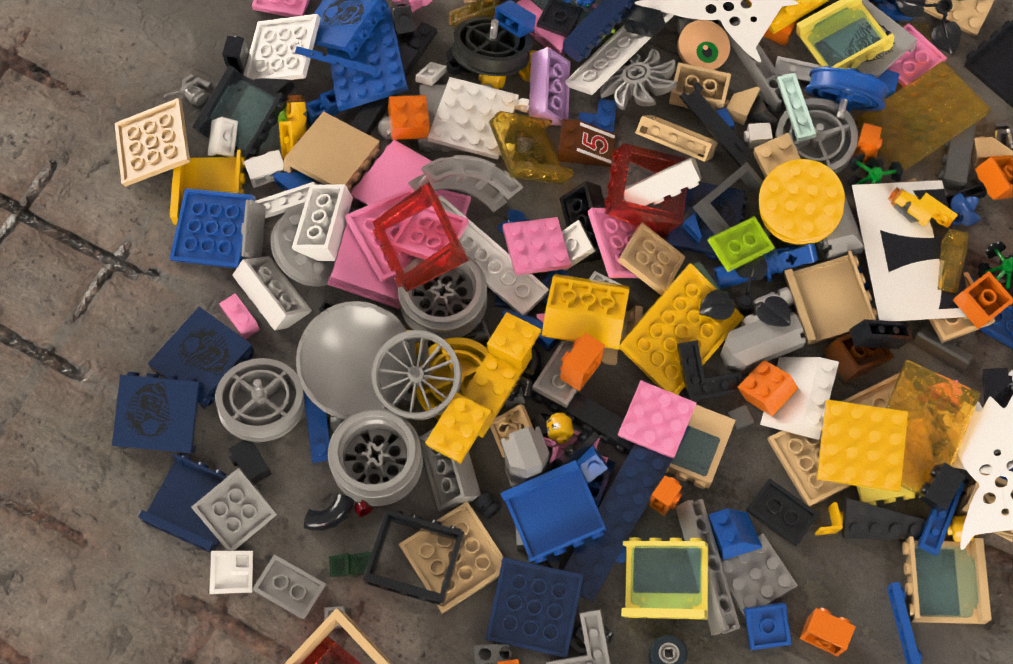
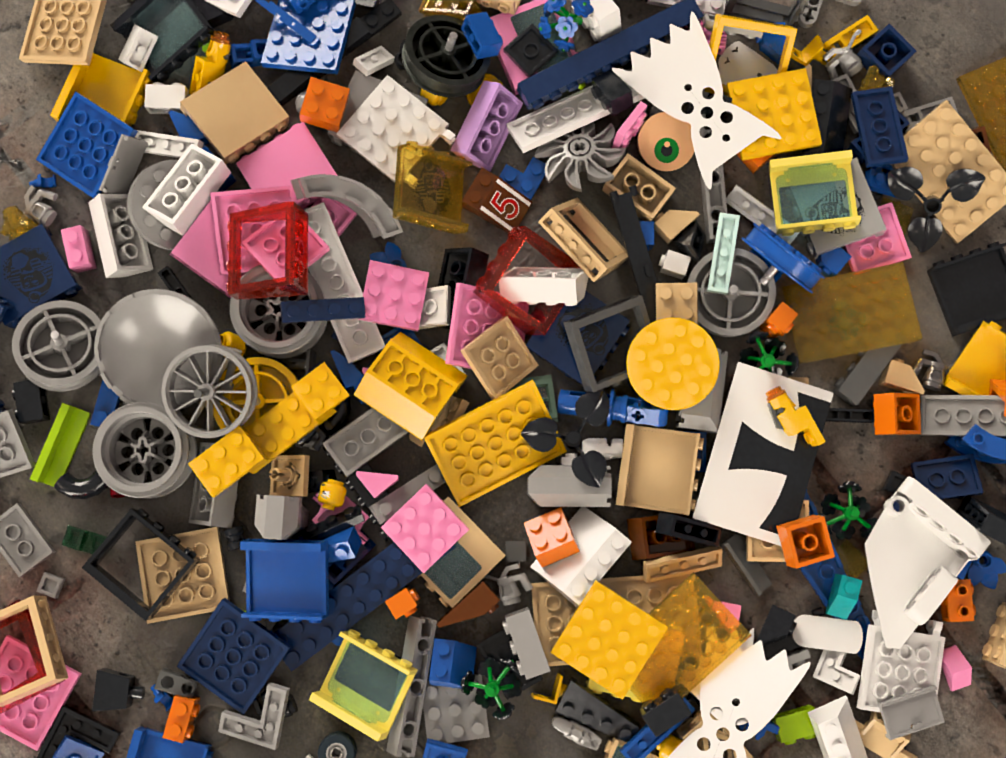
camera: 15 degrees right, 15 degrees up
(174, 315) = (15, 222): none -> clear yellow rock
(183, 276) = (44, 182): none -> blue piece
(187, 299) = (40, 211): none -> light grey piece
(293, 490) = (60, 444): none -> lime panel
(485, 272) = (322, 310): none -> dark blue plate
(581, 361) = (375, 442): orange brick -> none
(594, 400) = (376, 482): none -> bright pink slope
(616, 413) = (389, 505): none -> light grey plate
(672, 39) = (630, 127): none -> bright pink plate
(692, 228) = (556, 339): blue piece -> none
(695, 383) = (486, 504): black plate -> none
(731, 468) = (474, 604): none -> reddish brown slope
(741, 244) = (591, 383): lime tile -> none
(750, 450) = (508, 588): none -> light grey piece
(791, 481) = (525, 643): none -> light grey brick
(792, 529) = (488, 694): none -> black plant
(871, 548) = (578, 733): none -> light grey hinge
(888, 367) = (682, 564): none -> tan plate
(952, 260) = (796, 485): clear yellow slope -> none
(965, 209) = (842, 429): blue plate -> none

